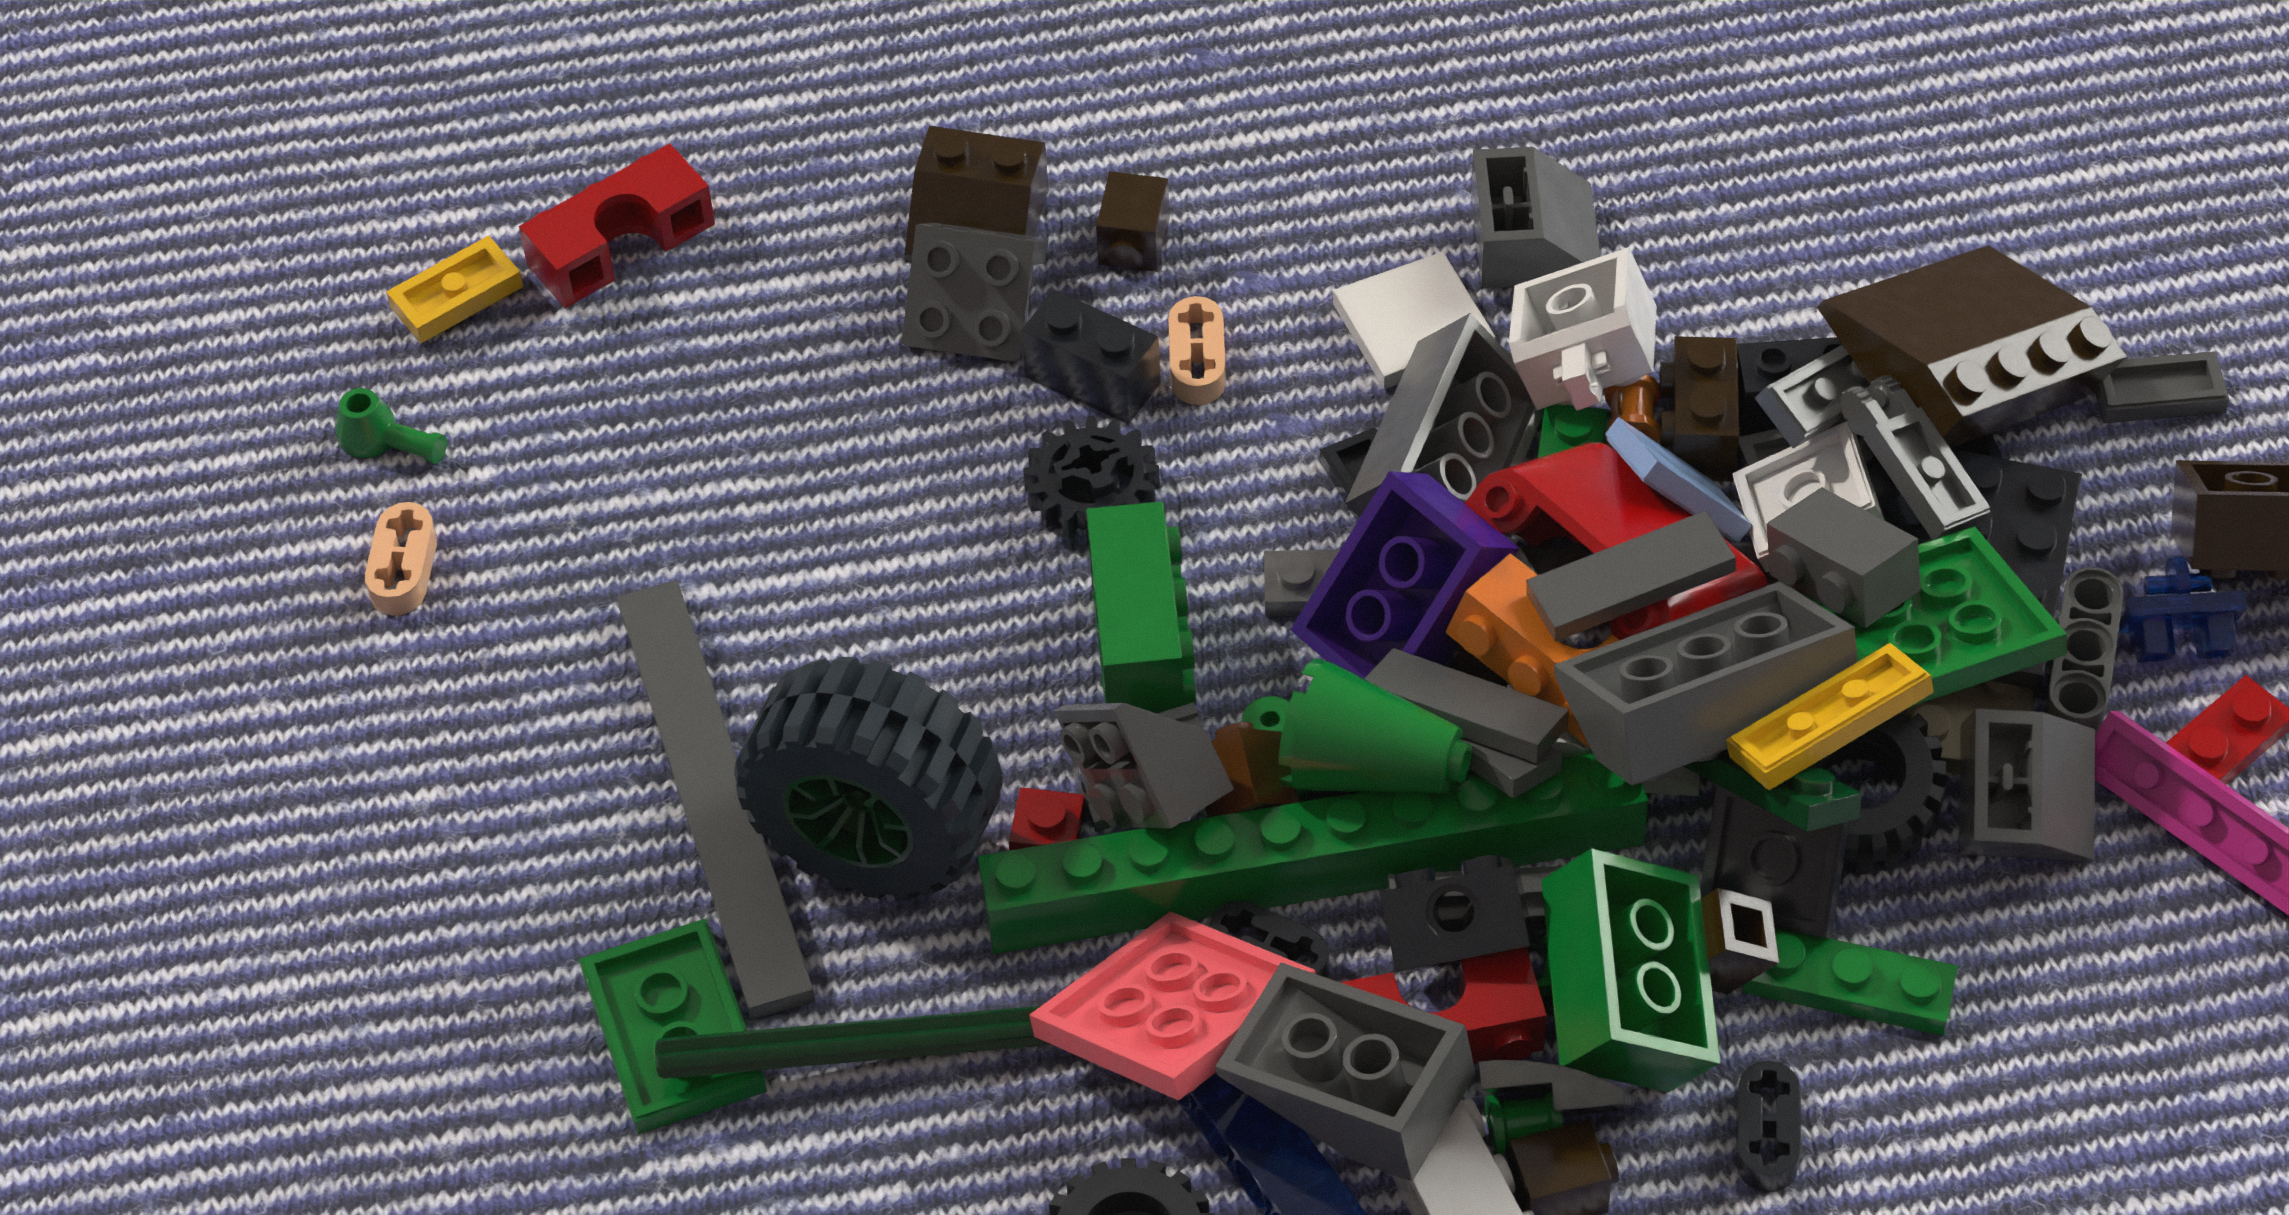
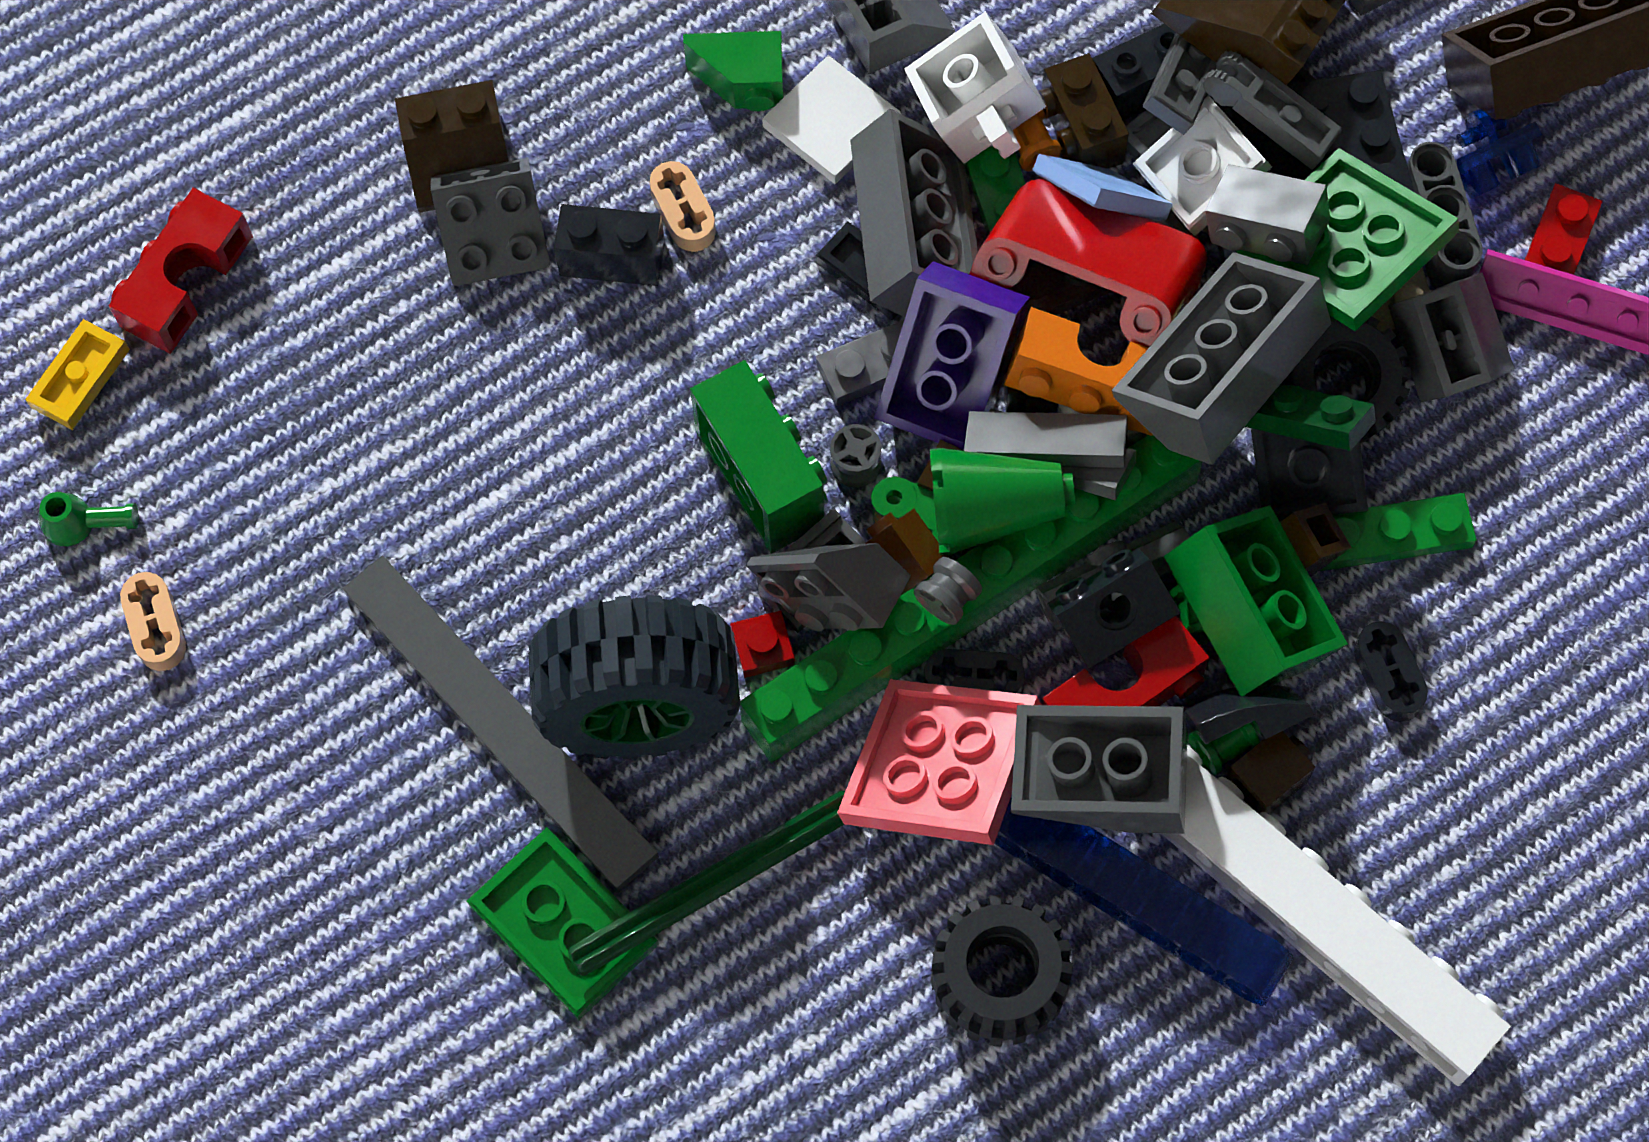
camera: 25 degrees left, 15 degrees up
(1088, 471) = (652, 362): black gear -> none
(1133, 221) = (584, 117): dark brown brick -> none
(1264, 656) = (854, 443): none -> dark grey wheel
(1266, 817) = (948, 590): none -> dark grey wheel
(1336, 228) = (739, 66): none -> green slope
(1630, 575) = (1132, 294): dark grey tile -> none
(1829, 716) = (1326, 352): yellow tile -> none

